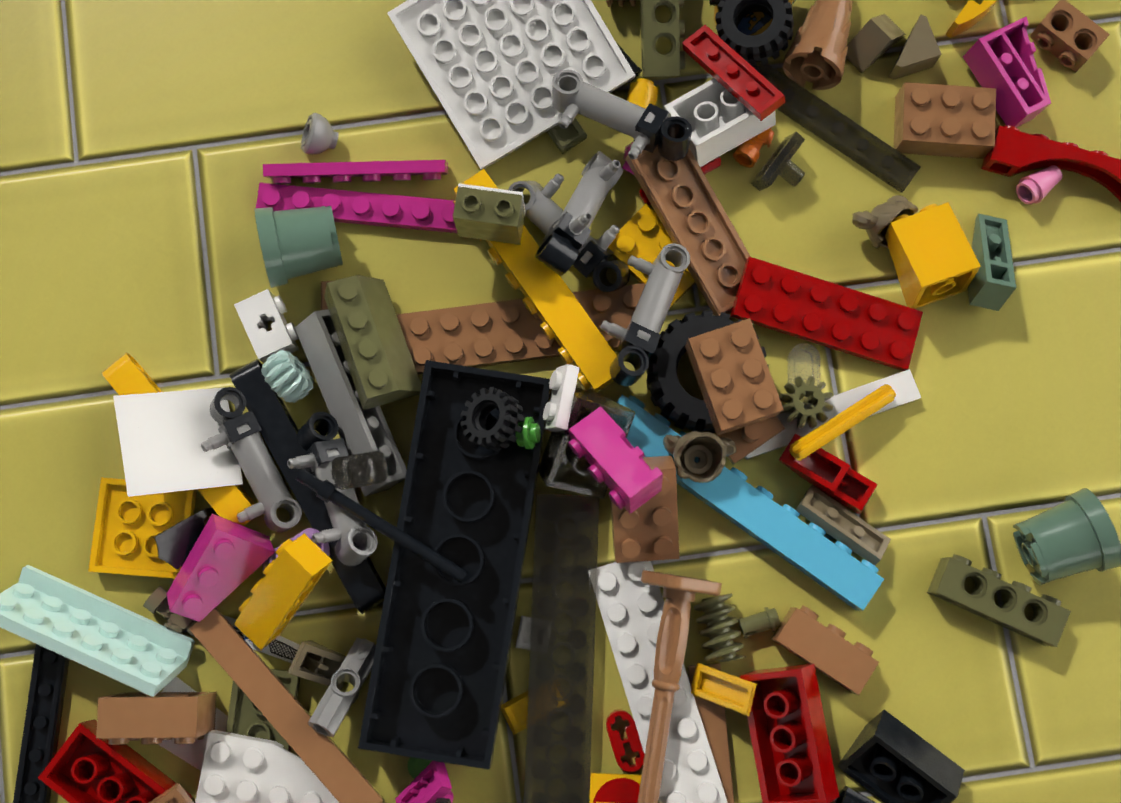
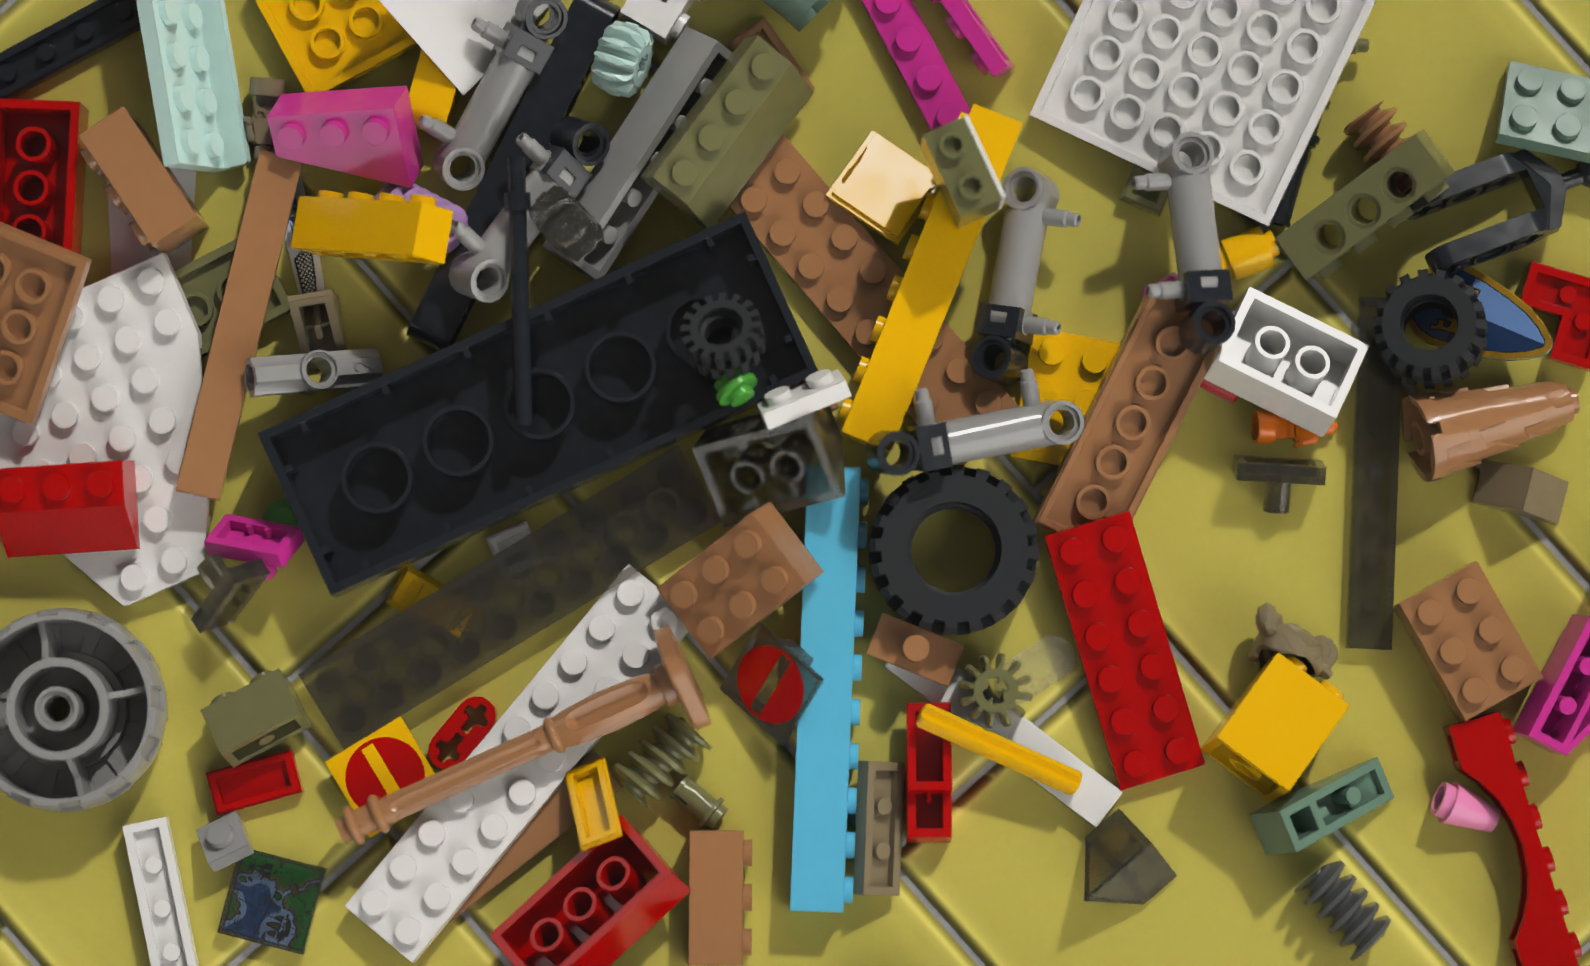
camera: 55 degrees right, 5 degrees up
(177, 541) = (351, 67): black piece -> none
(466, 277) = (883, 187): none -> piece
(572, 228) = (1014, 277): piece -> none
(615, 460) = (764, 506): dark pink wedge -> none
(707, 447) = (859, 608): dark tan hair -> none
(717, 530) = (772, 682): none -> piece
(733, 72) = (1341, 343): red plate -> none
(733, 376) = (957, 582): medium nougat brick -> none
(918, 52) = (1538, 553): dark tan slope -> none
(951, 395) = (1122, 863): none -> clear smoke slope
(1058, 285) = (1345, 907): none -> dark grey piece

